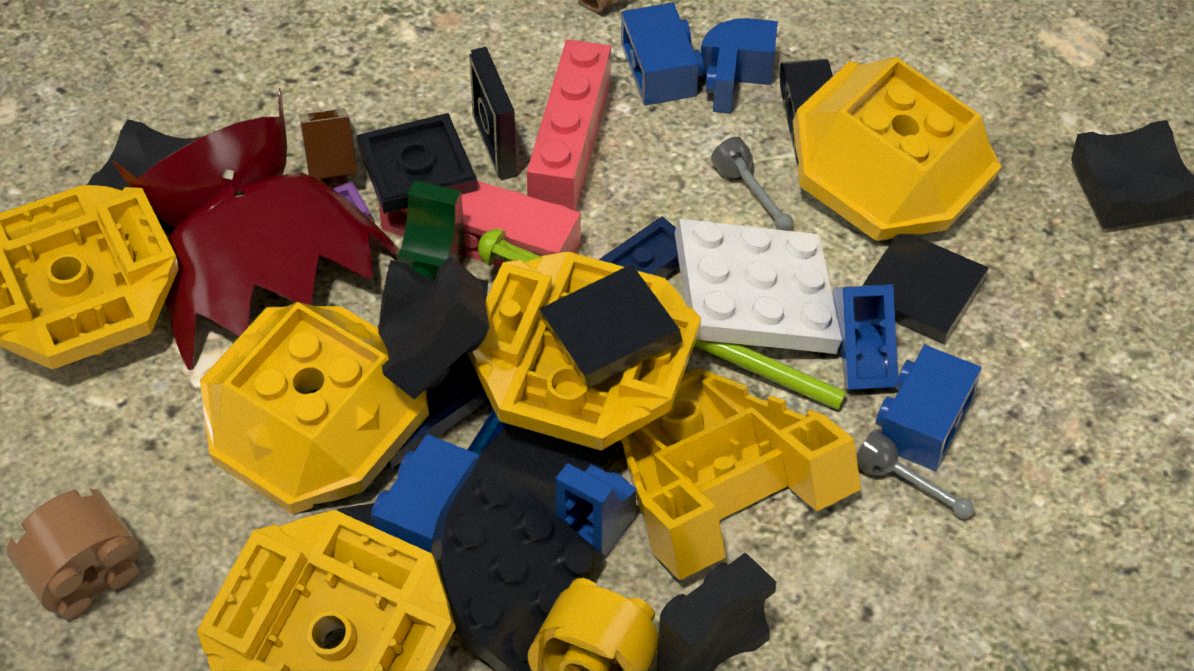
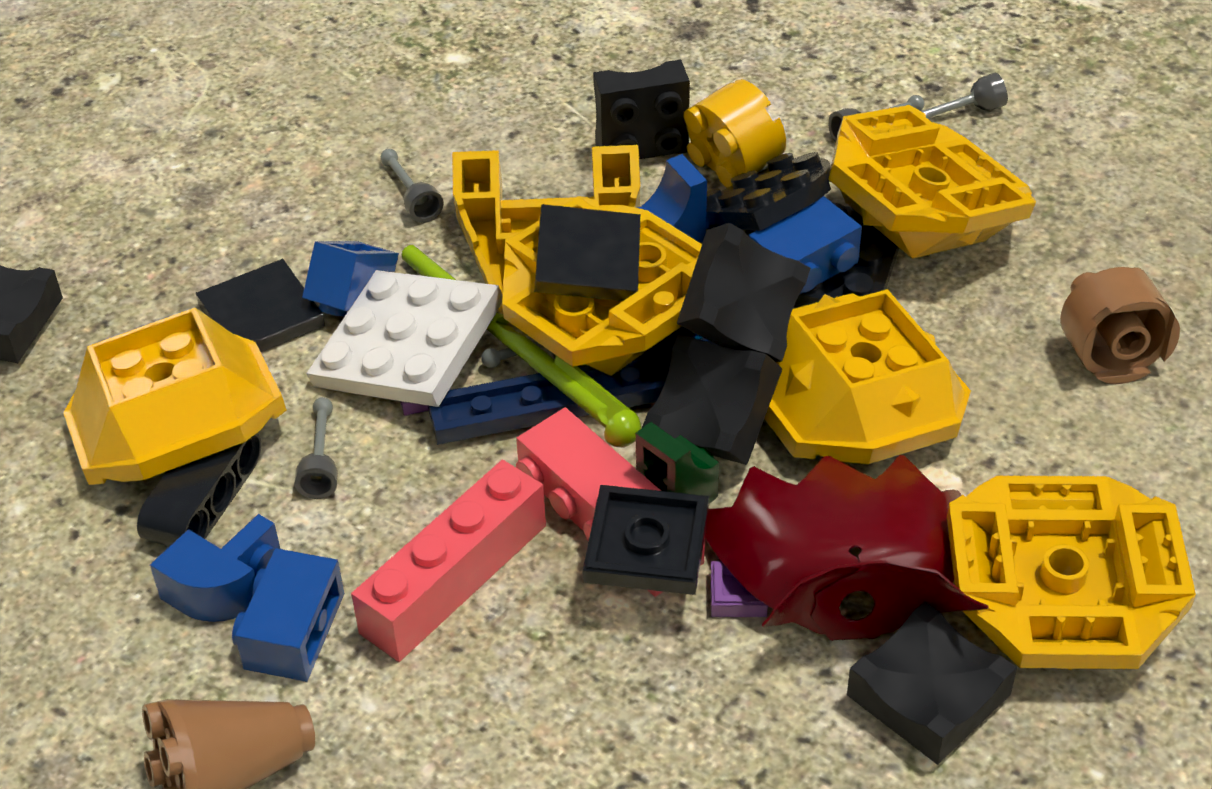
camera: 150 degrees left, 5 degrees down
(328, 145) = (715, 652): reddish brown arch -> none
(493, 113) = (529, 576): black tile -> none
(929, 405) = (354, 206): blue brick -> none

